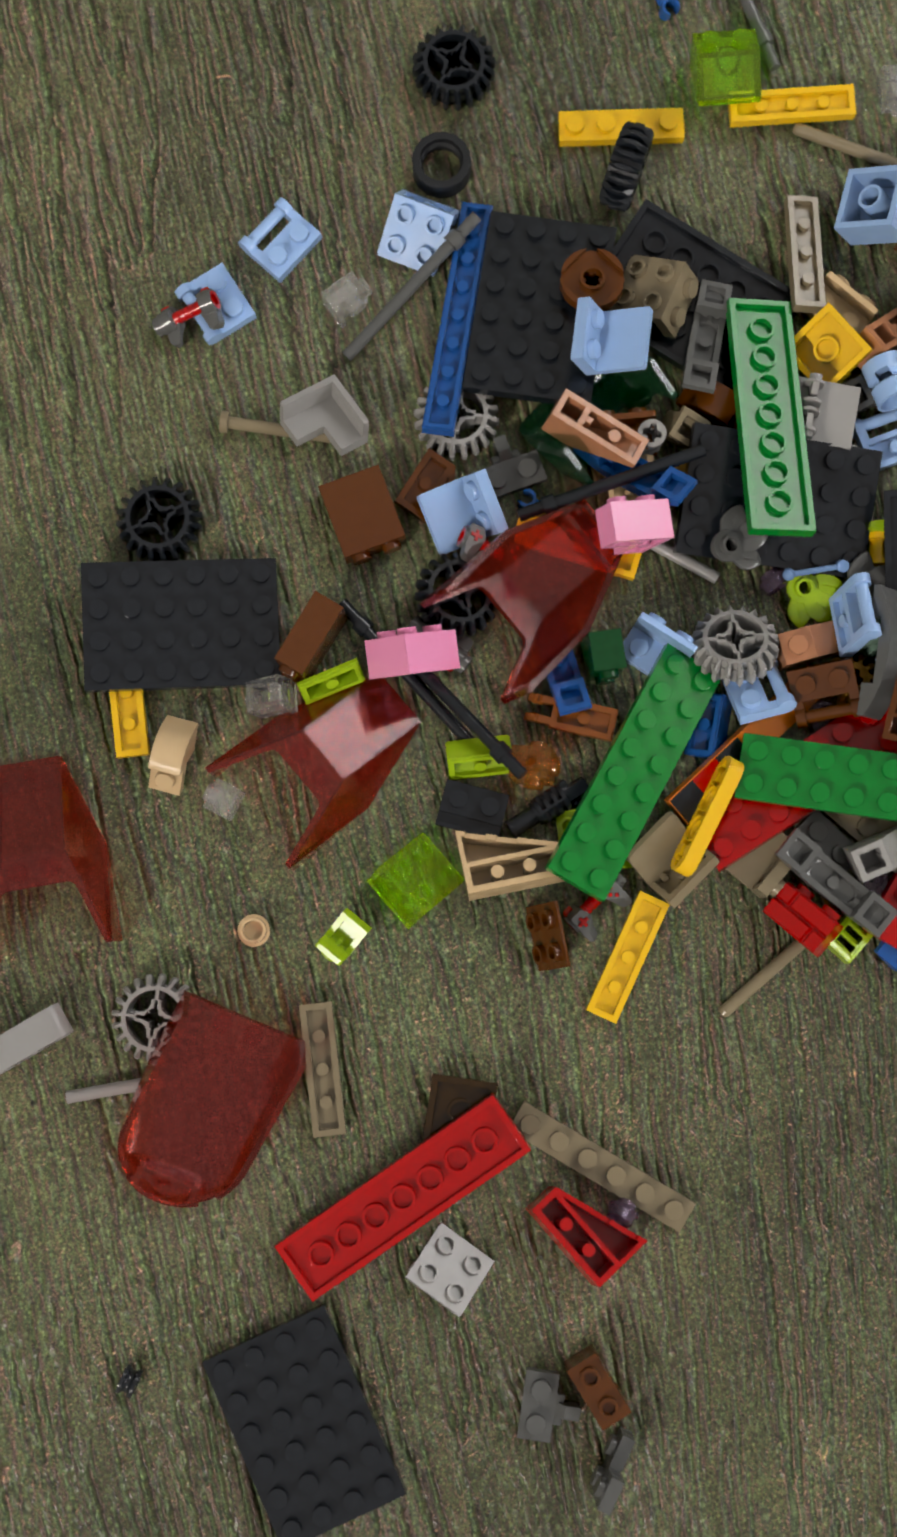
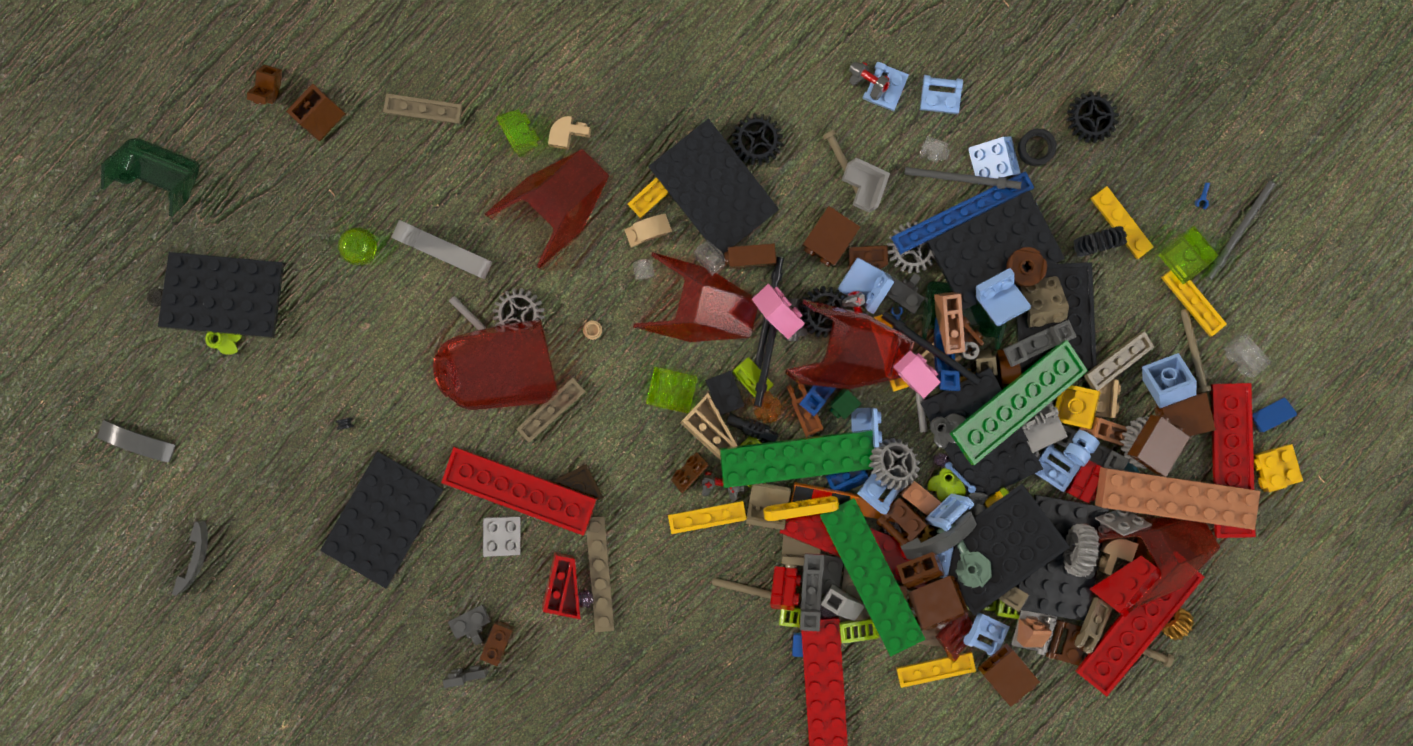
camera: 50 degrees right, 5 degrees up
(331, 681) = (737, 281): lime slope -> none
(343, 937) = (619, 375): lime bracket -> none

